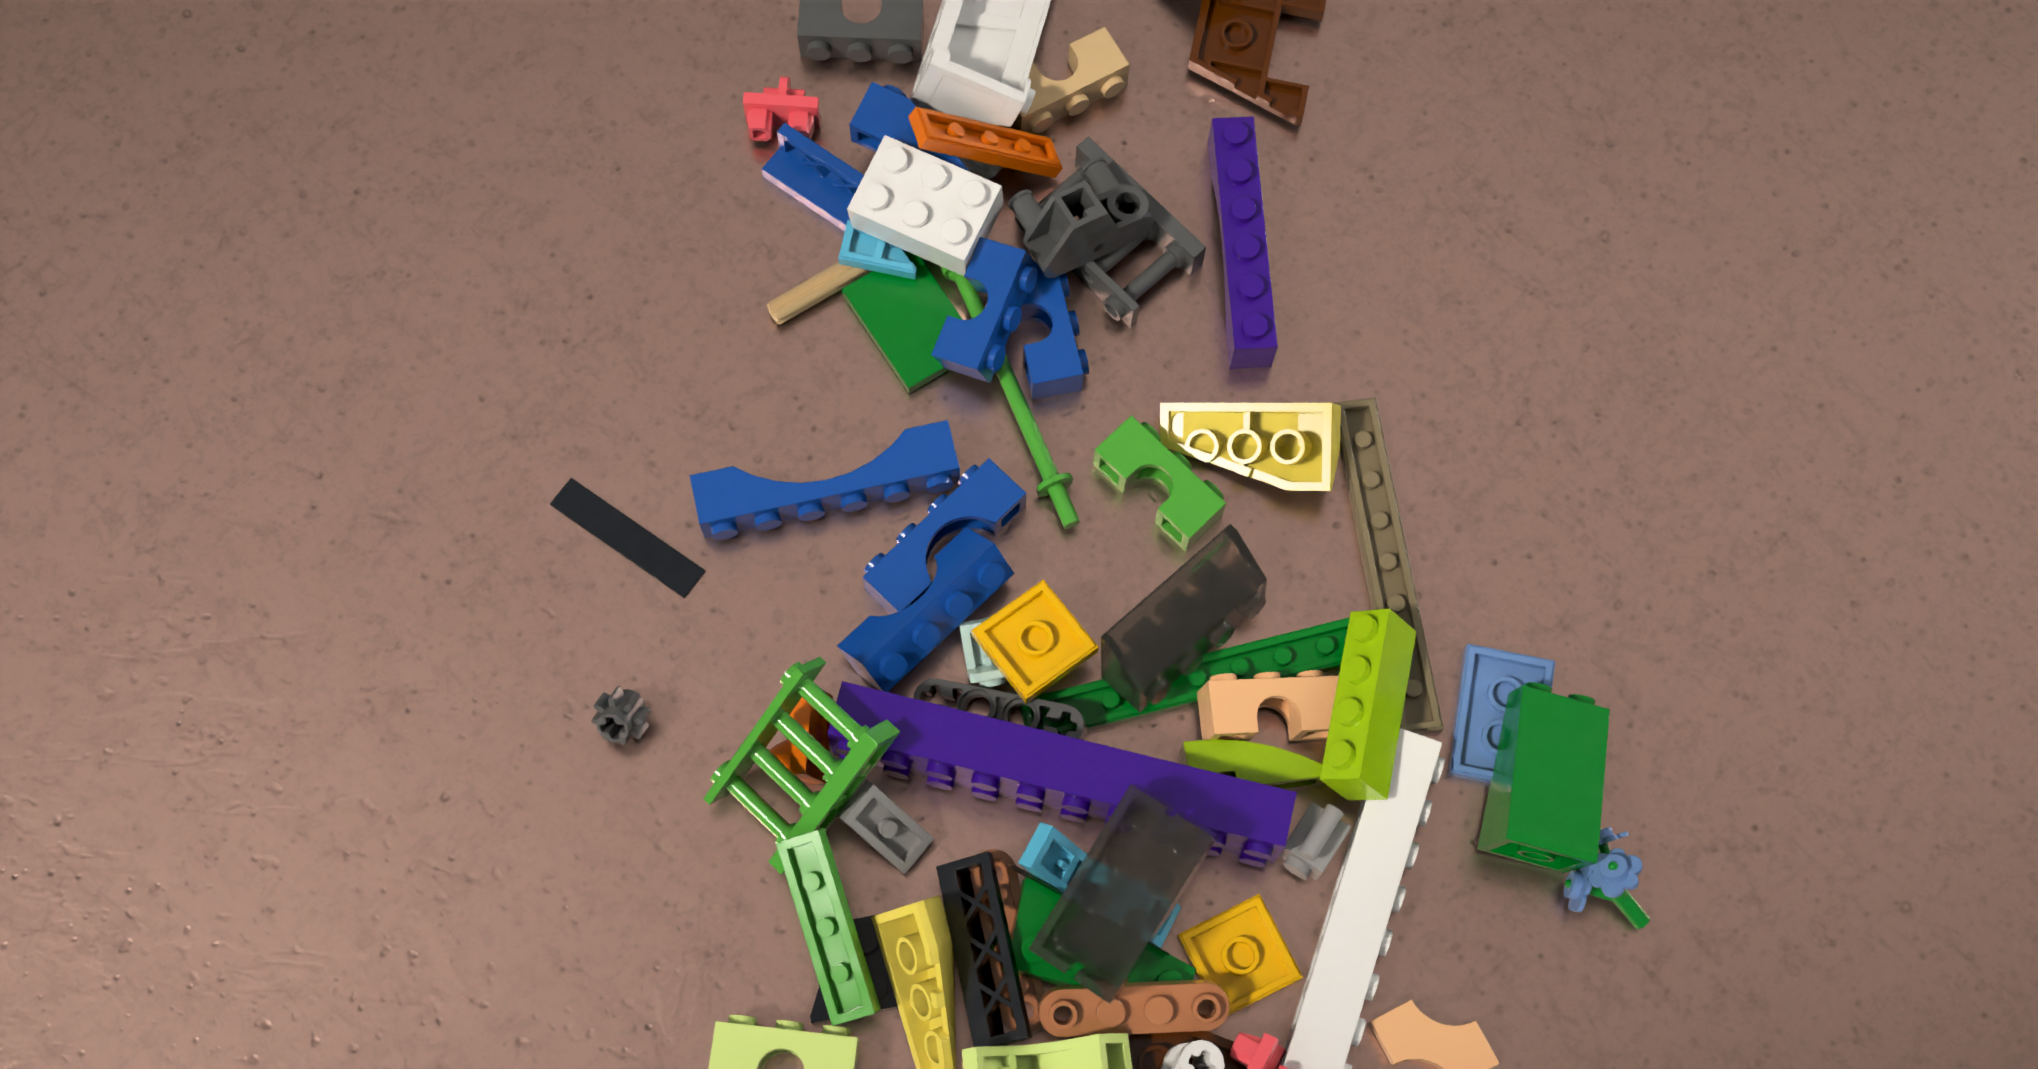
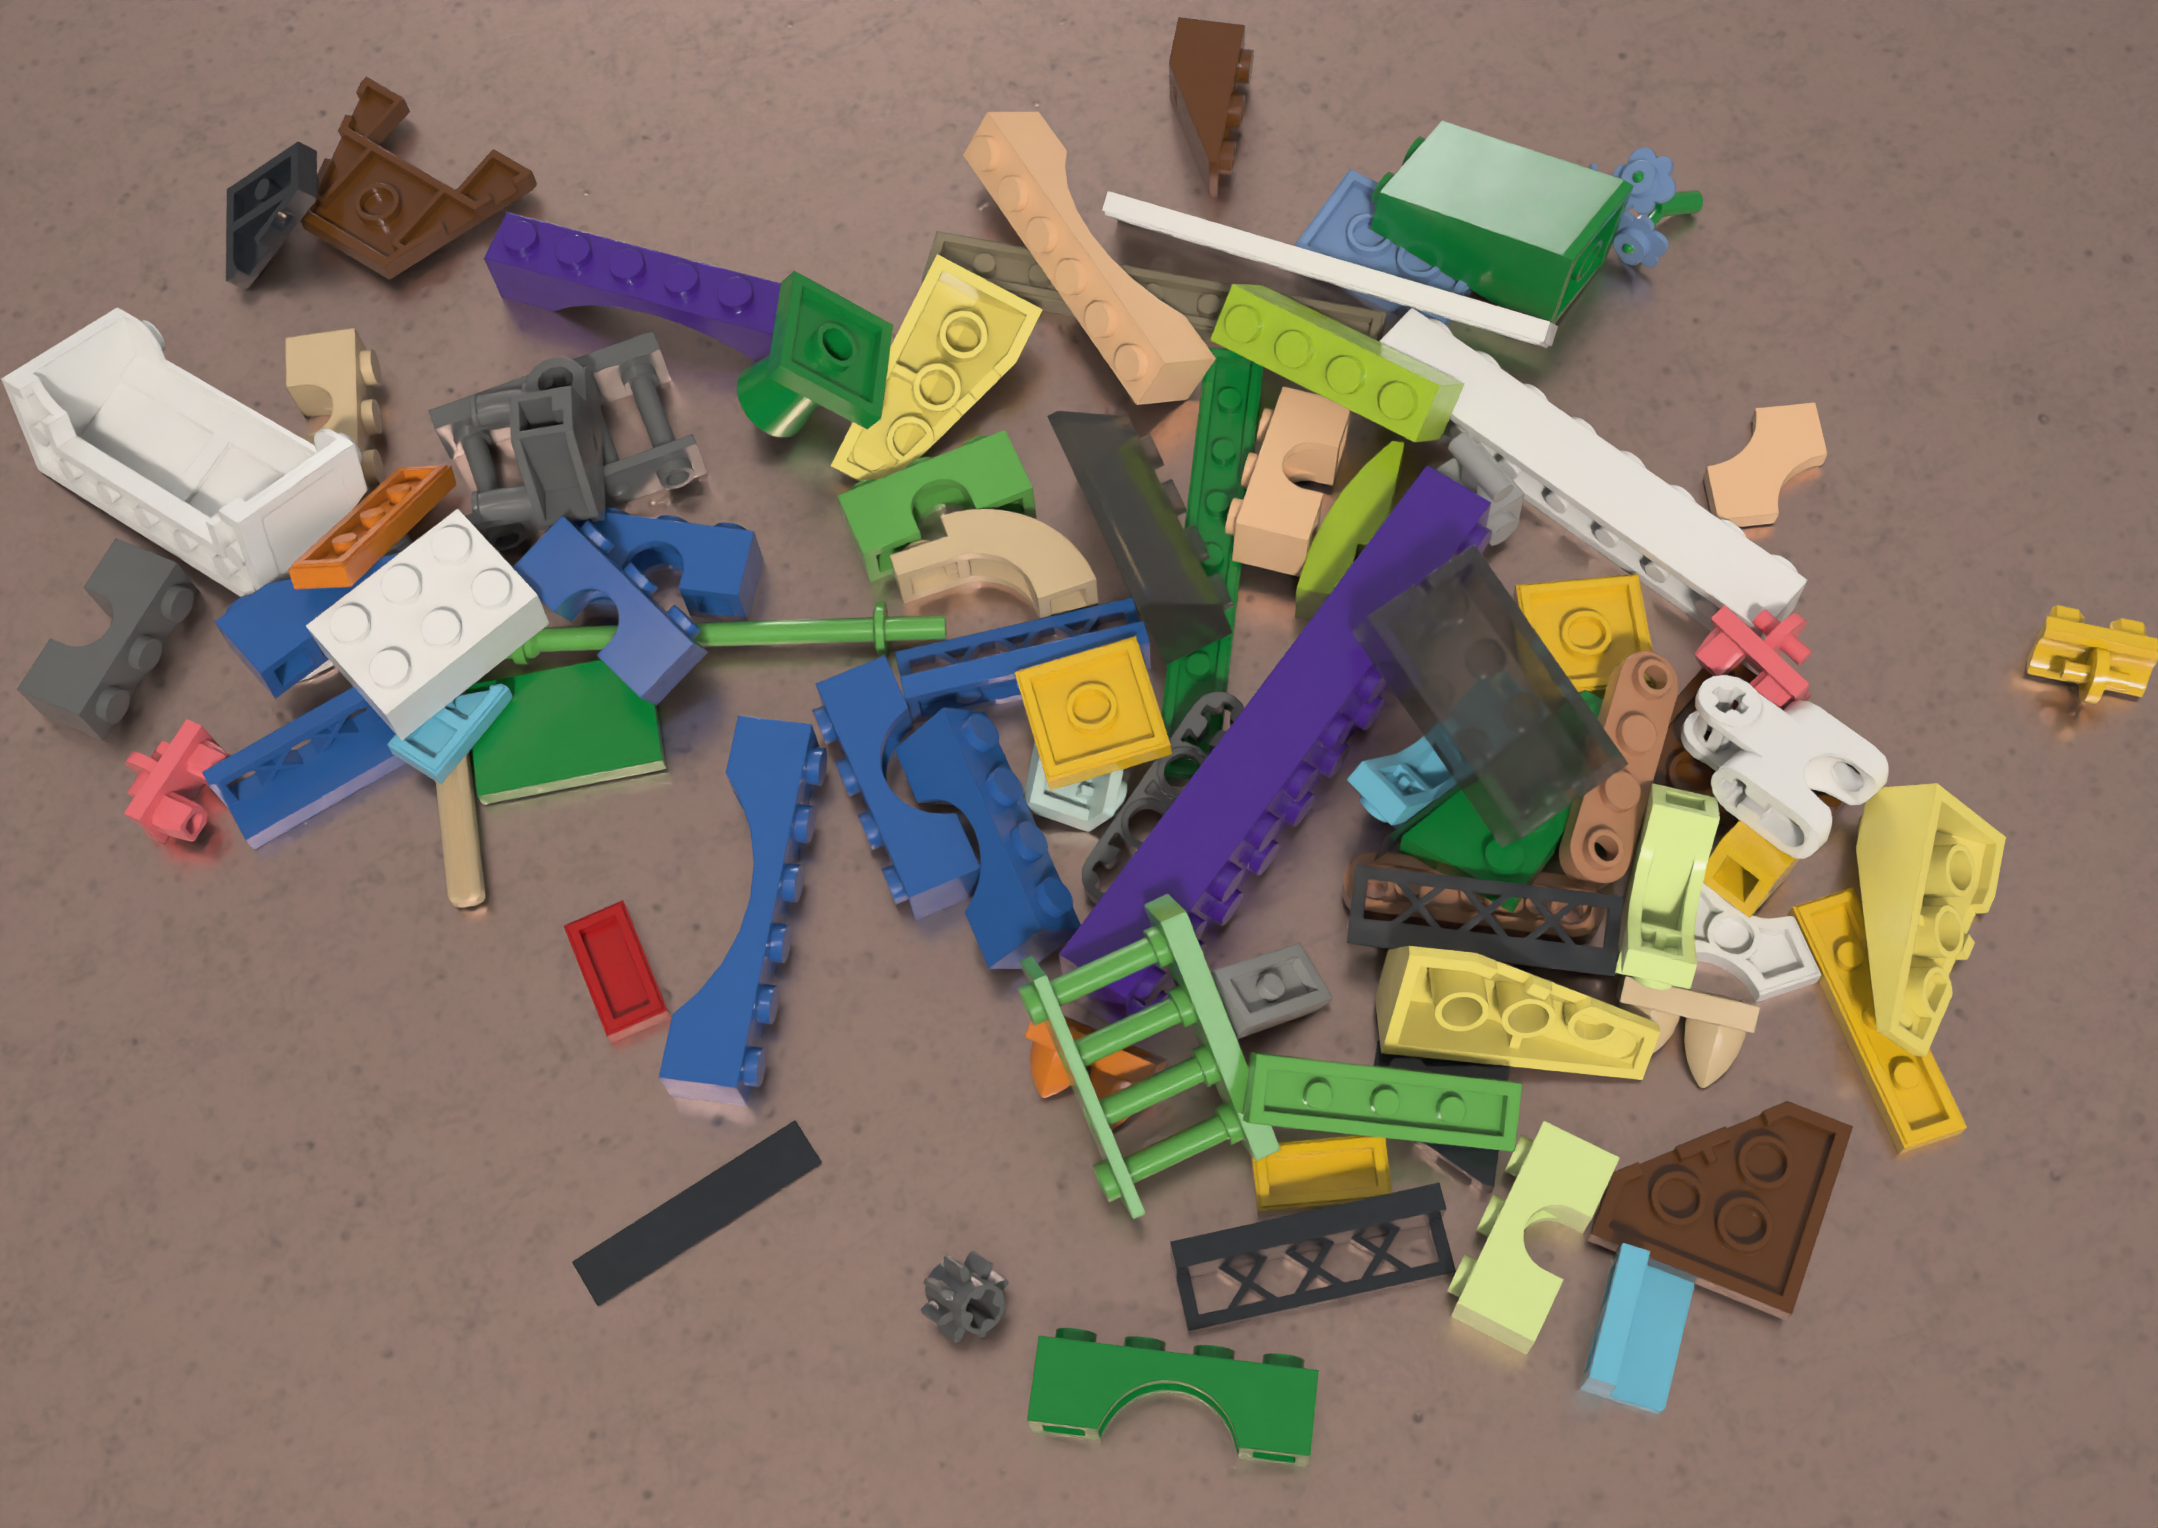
camera: 60 degrees left, 5 degrees down
(613, 924) = (1087, 1383): none -> green arch
(738, 915) = (1308, 1232): none -> black fence
(760, 423) = (617, 971): none -> red tile
(777, 911) = (1320, 1174): none -> yellow tile
(1038, 561) = (992, 679): none -> blue fence
(1143, 536) = (1001, 550): none -> tan arch
(1221, 362) = (819, 355): none -> green plant
(1341, 566) = (1137, 334): none -> light nougat arch
(1453, 678) = (1331, 270): none -> white tile
(1582, 531) = (1204, 86): none -> reddish brown slope

